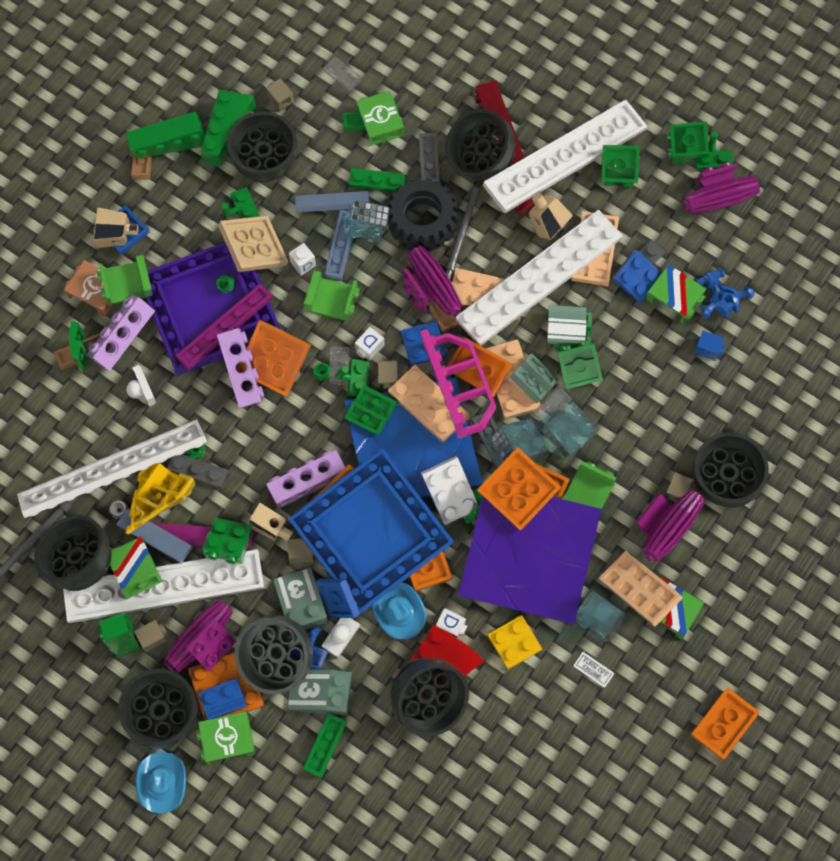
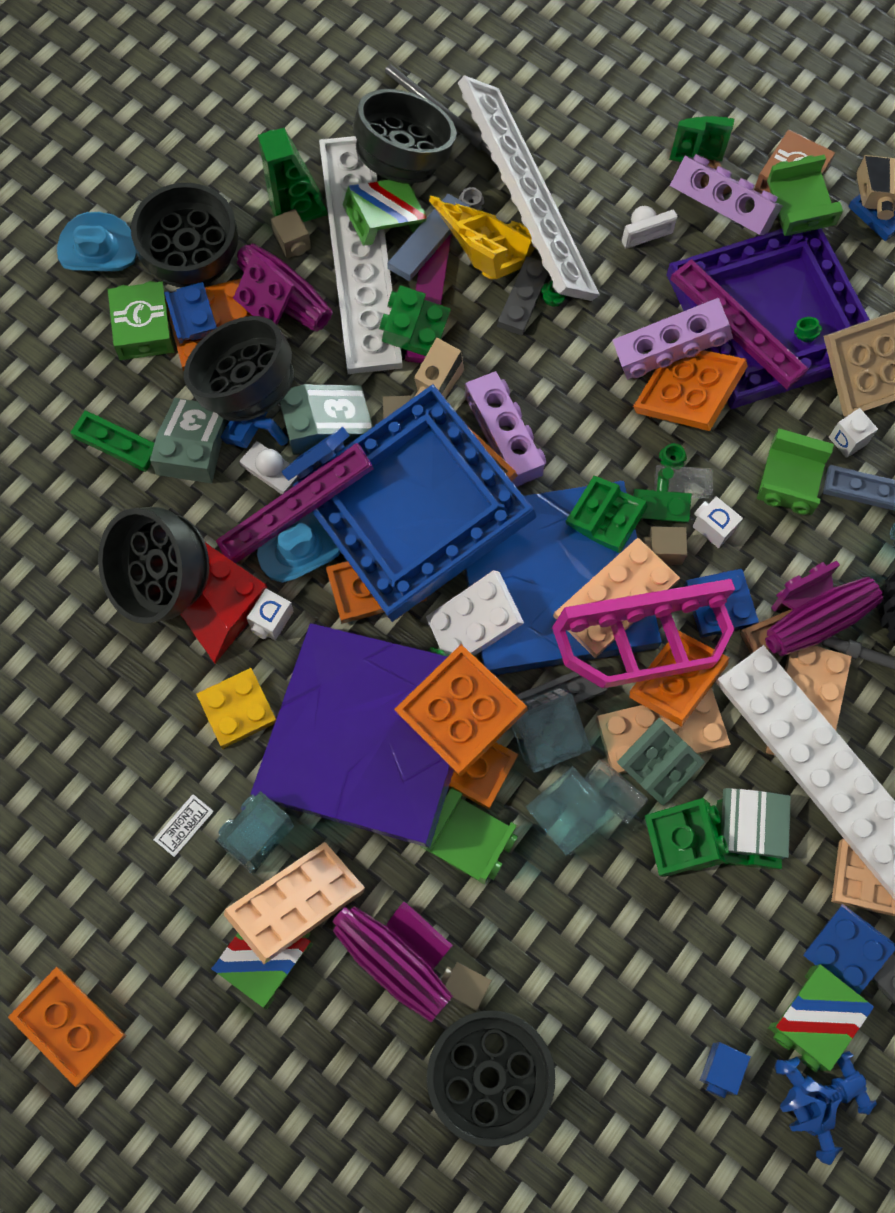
camera: 90 degrees right, 0 degrees up
(375, 610) = (295, 504): none -> magenta tile

